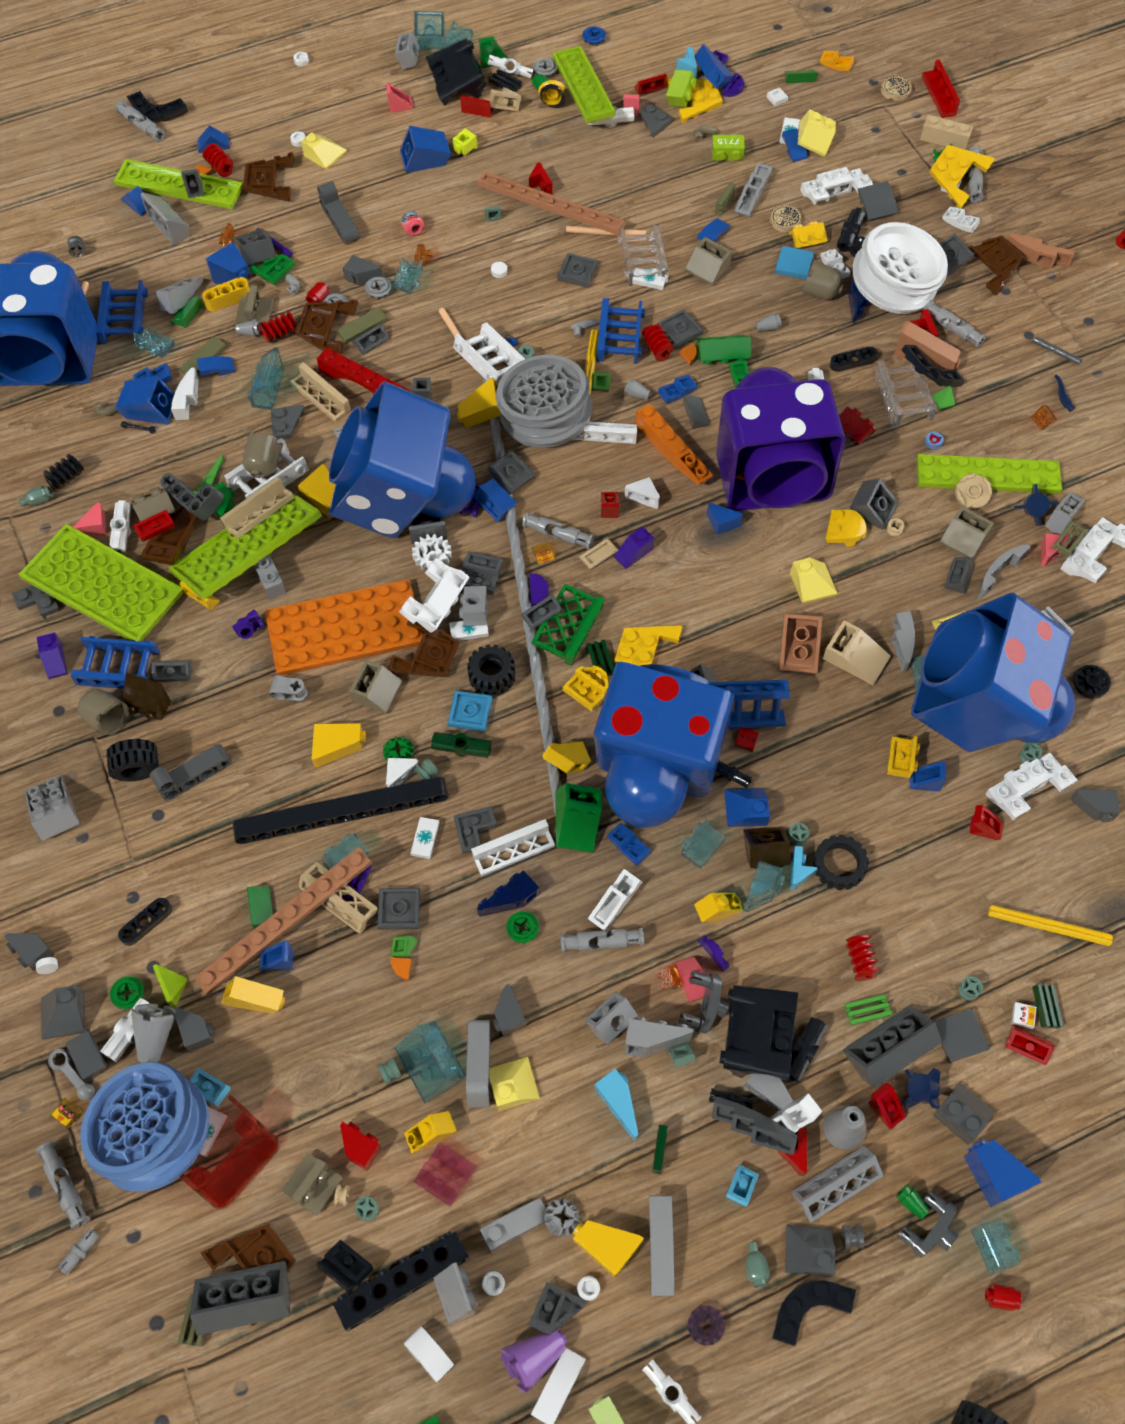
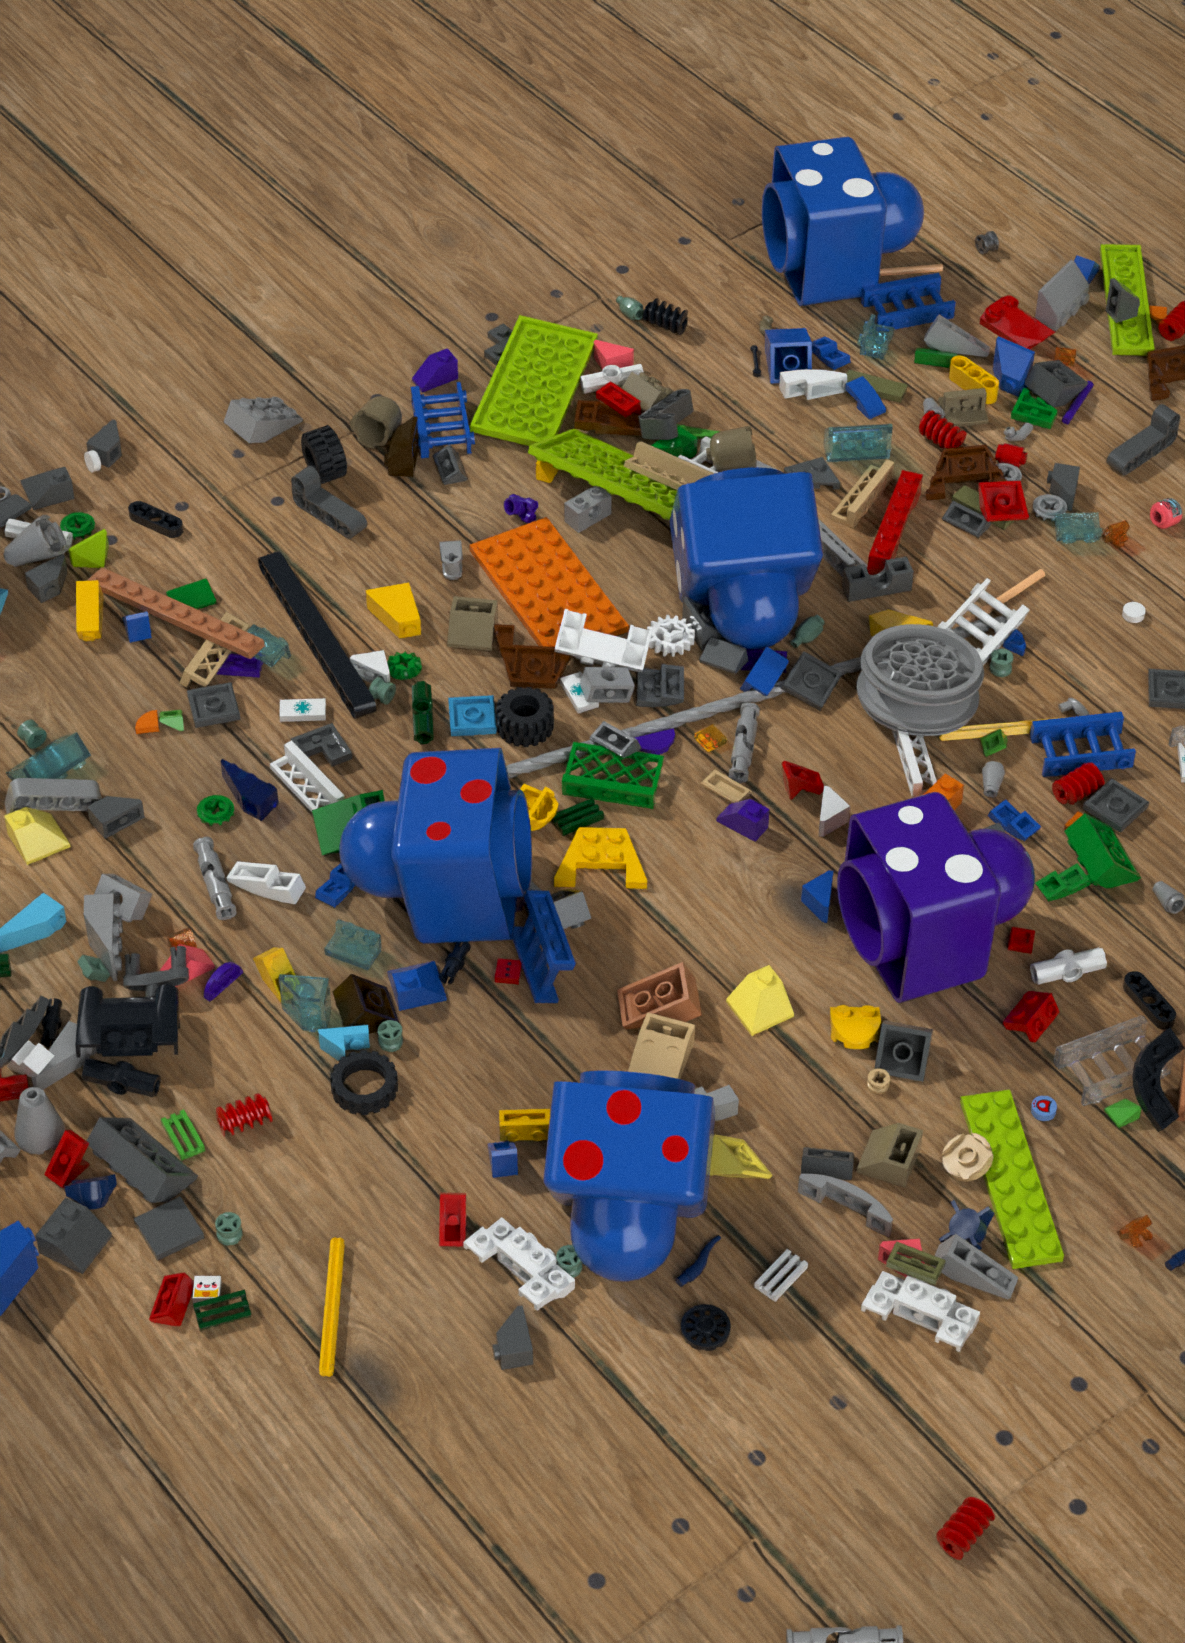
camera: 75 degrees right, 15 degrees down
(176, 254) = (1014, 323): none -> red slope
(370, 309) = (1002, 501): none -> red slope
(466, 522) = (724, 655): none -> dark grey slope

